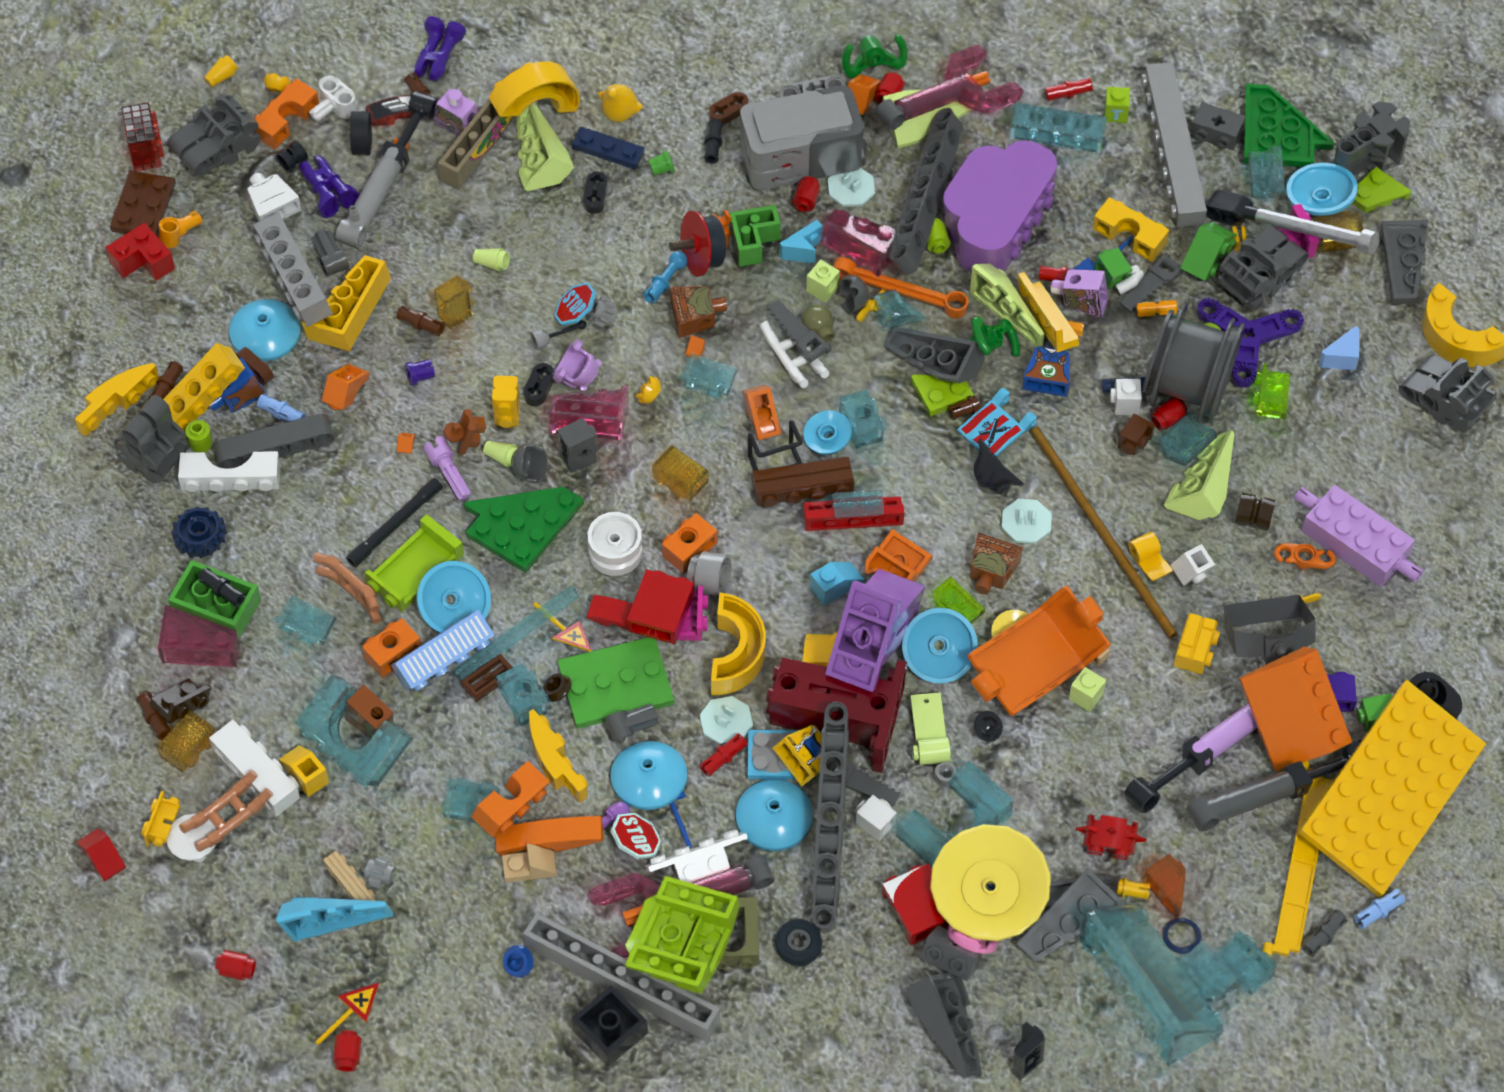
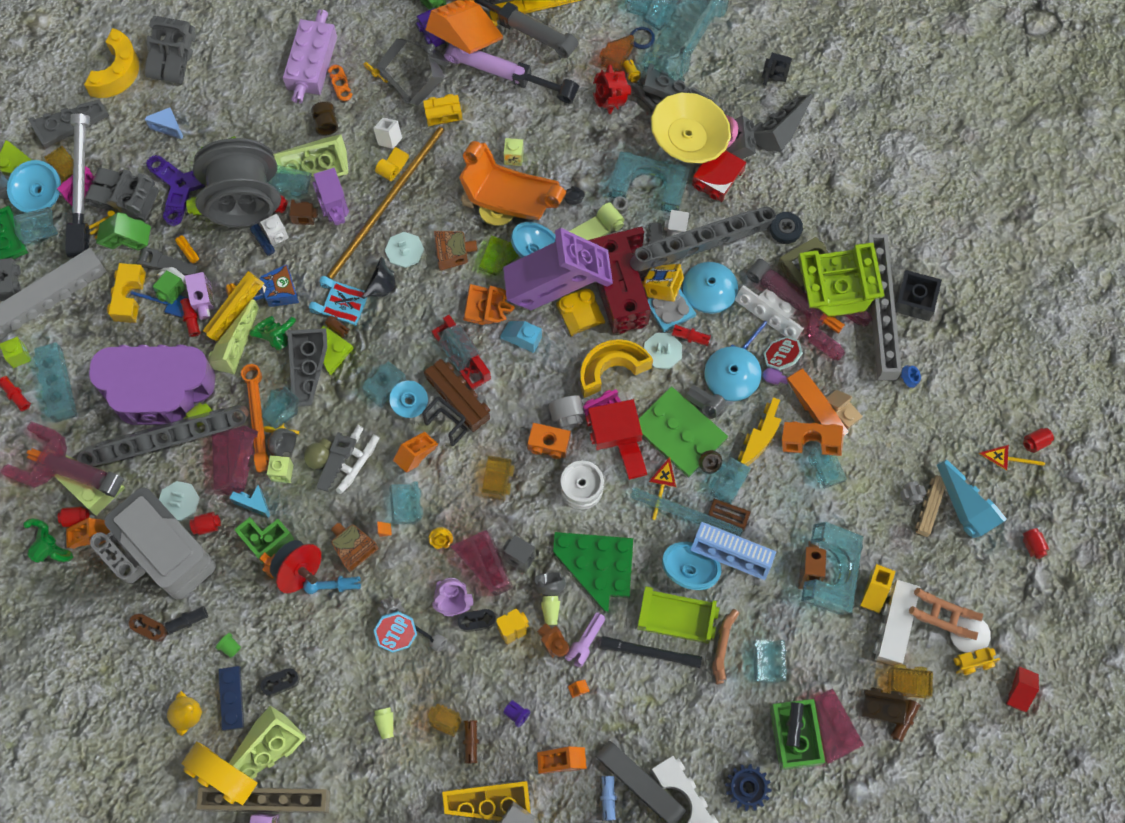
camera: 120 degrees left, 10 degrees up
(397, 634) = (762, 586): orange brick -> none
(1132, 465) = (330, 196): none -> medium lavender hinge

